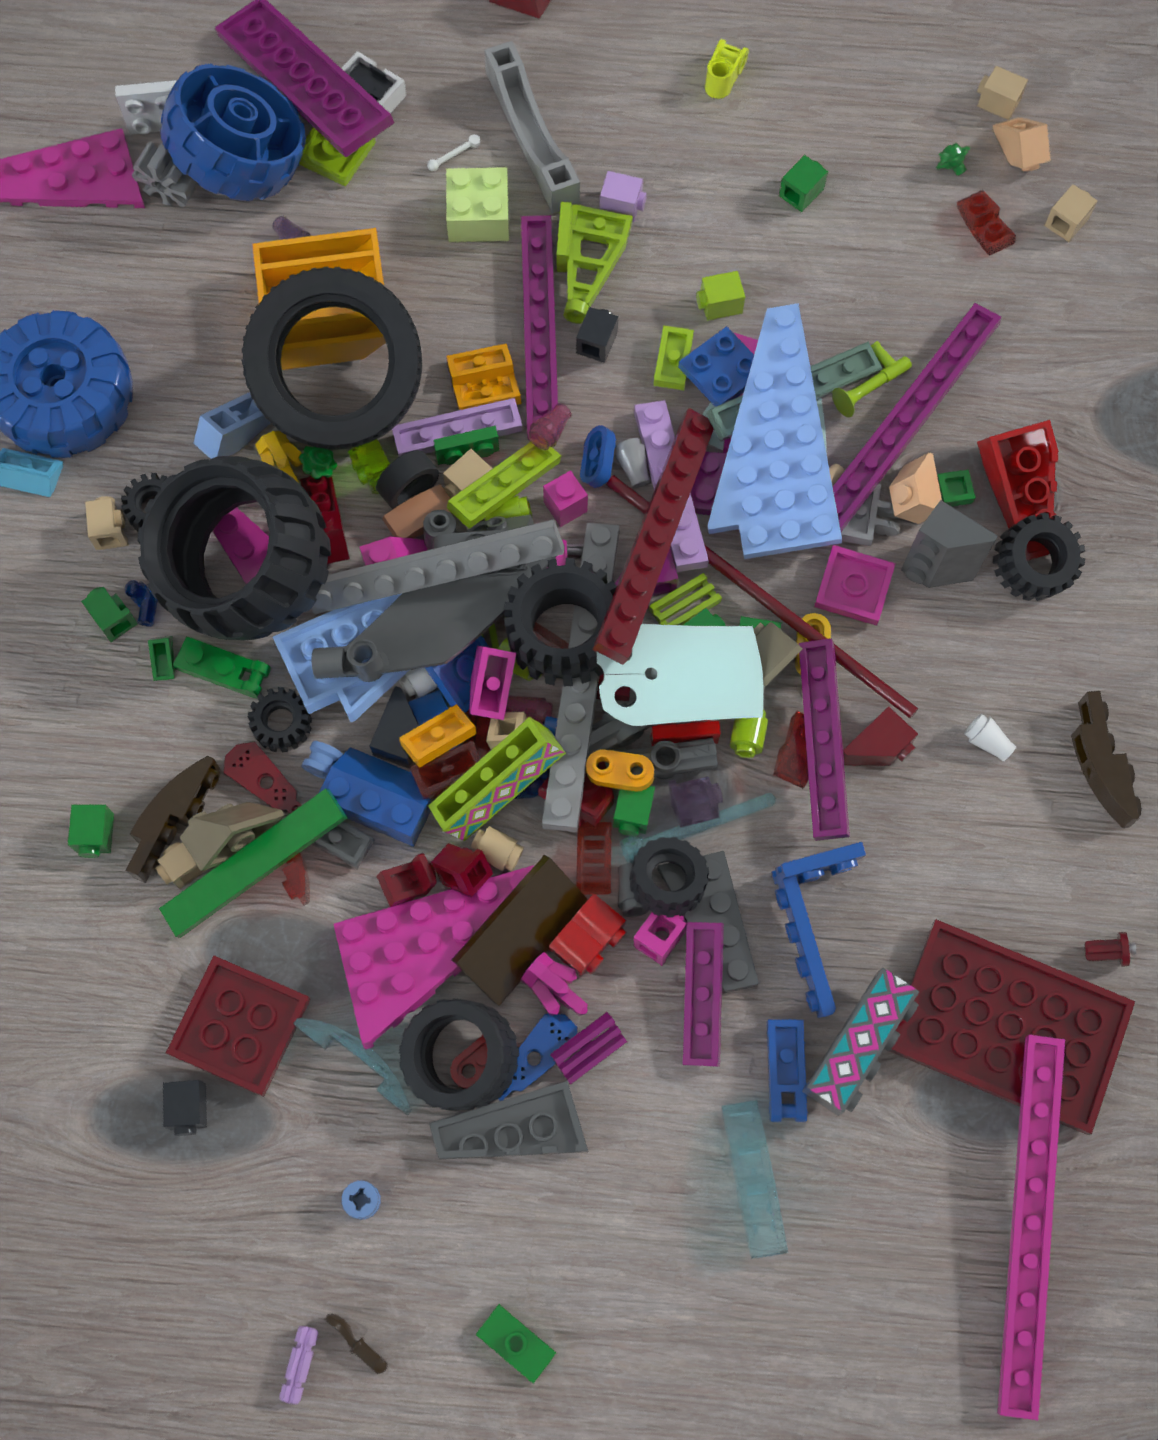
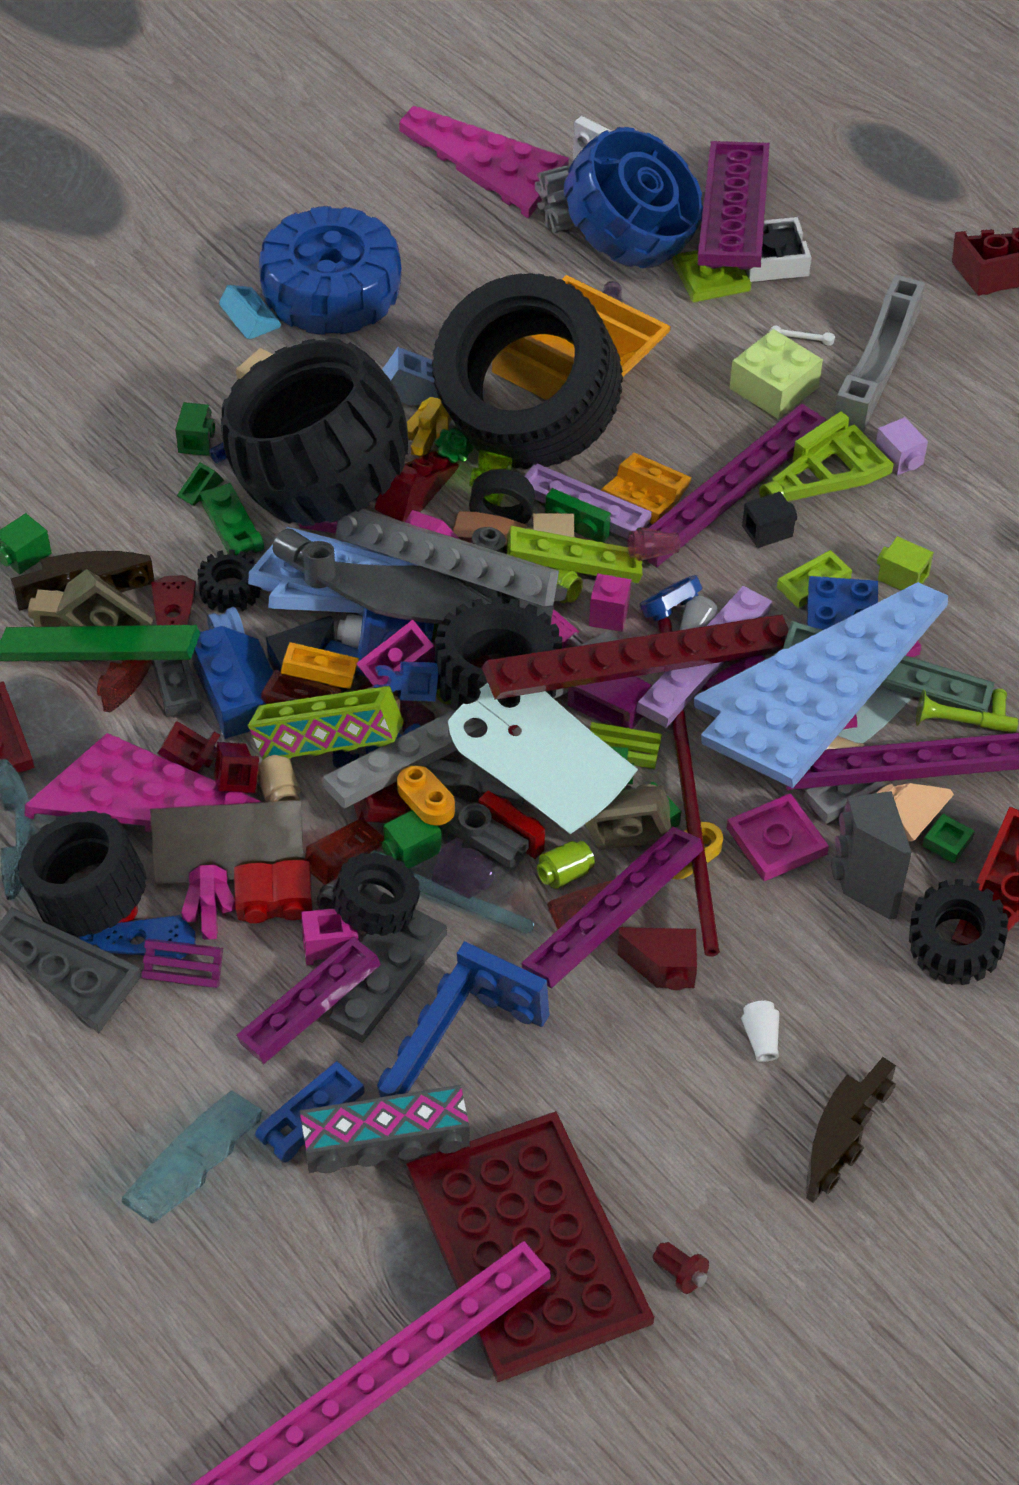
camera: 45 degrees right, 20 degrees down
(524, 694) = (414, 681): none -> blue plate

